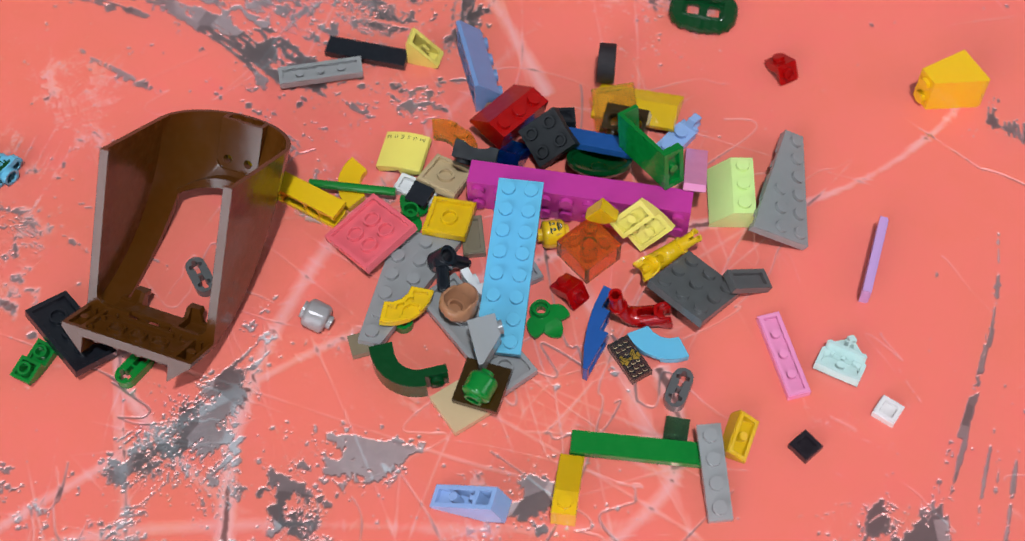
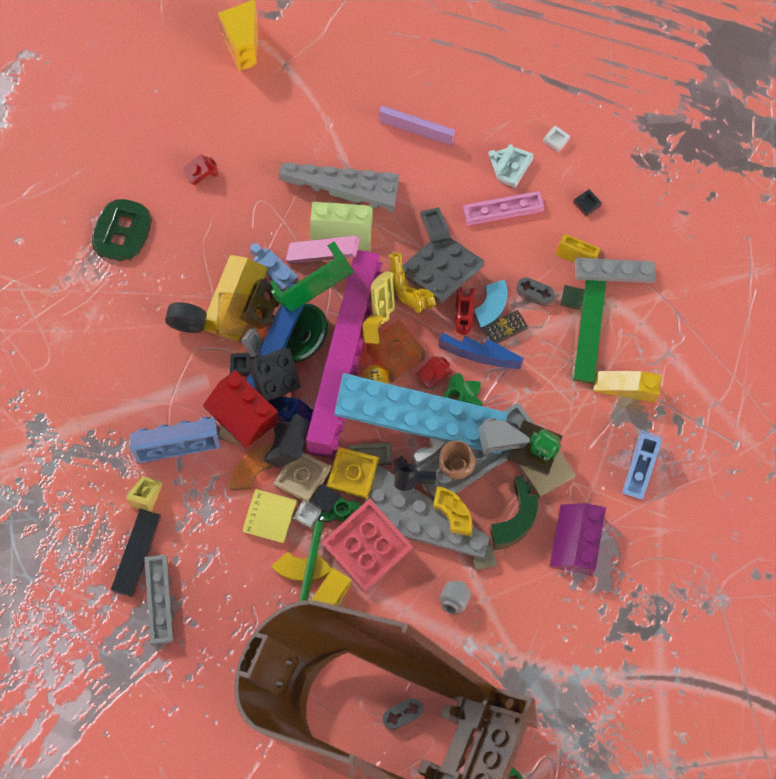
camera: 90 degrees left, 10 degrees up
(380, 437) = (578, 538): none -> magenta slope
(586, 120) = (252, 342): none -> light grey tile

